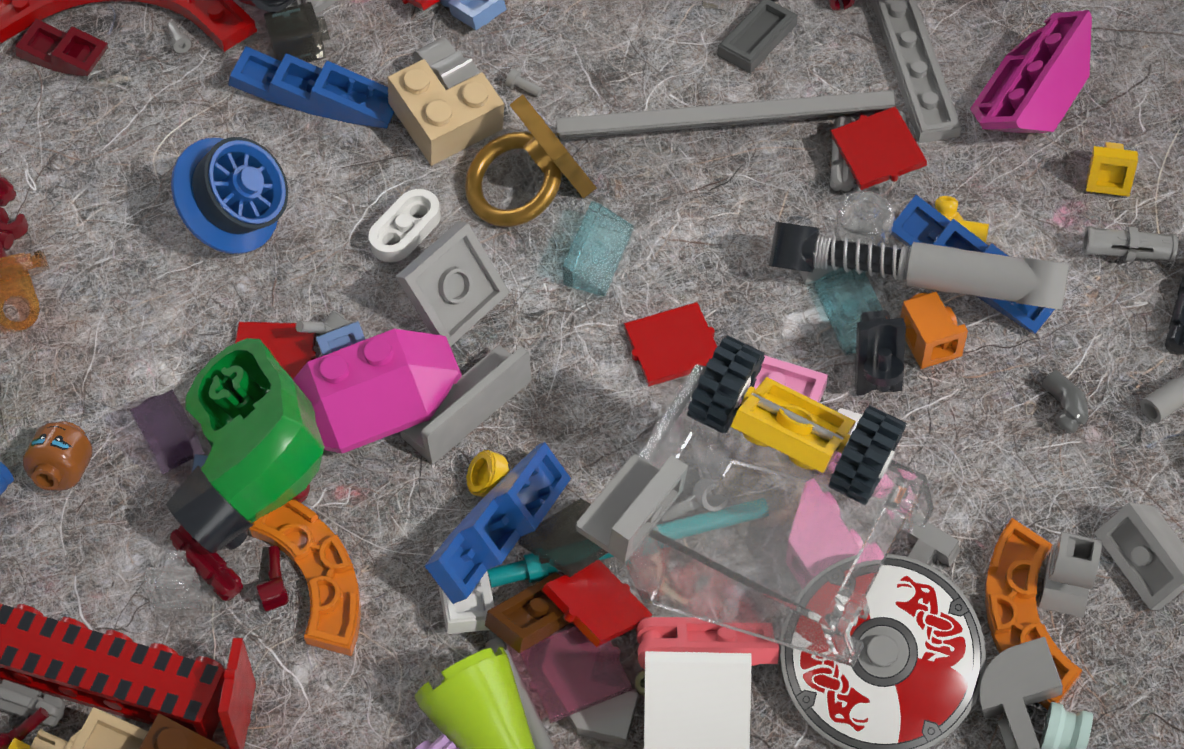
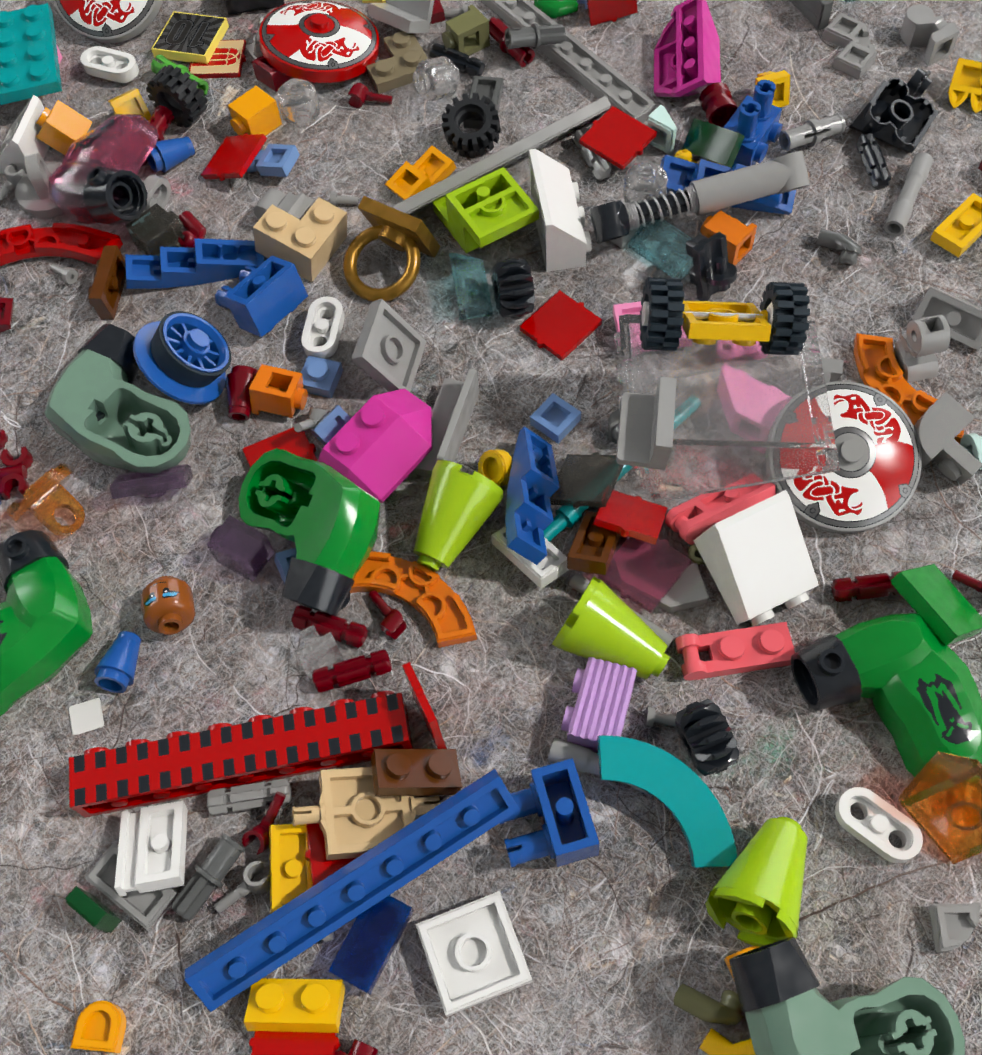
camera: 25 degrees left, 5 degrees up
(120, 223) = (110, 416): none -> sand green piece
(123, 314) = (151, 484): none -> clear purple plate
(198, 621) = (351, 671): none -> dark red axle
(211, 70) = (108, 283): none -> reddish brown plate
(276, 257) = (238, 392): none -> dark red cone
(309, 275) = (277, 391): none -> orange brick
(341, 48) = (193, 229): none -> dark red arm
(361, 159) = (263, 295): none -> blue brick
(368, 279) = (321, 376): none -> medium blue plate
(402, 504) = (453, 513): none -> lime cone
(591, 449) = (555, 418): none -> medium blue plate
(635, 275) = (513, 287): none -> black gear
(637, 92) = (427, 171): none -> light orange slope
(662, 170) = (485, 210): none -> lime bracket
(711, 38) = (468, 109): none -> black tyre
(744, 208) = (560, 218): none -> white slope
(940, 160) = (666, 130): none -> light aqua slope
(988, 205) = (713, 142): none -> dark green slope
(1033, 160) = (715, 101): none -> dark red wheel
(1046, 209) = (758, 122): none -> blue brick

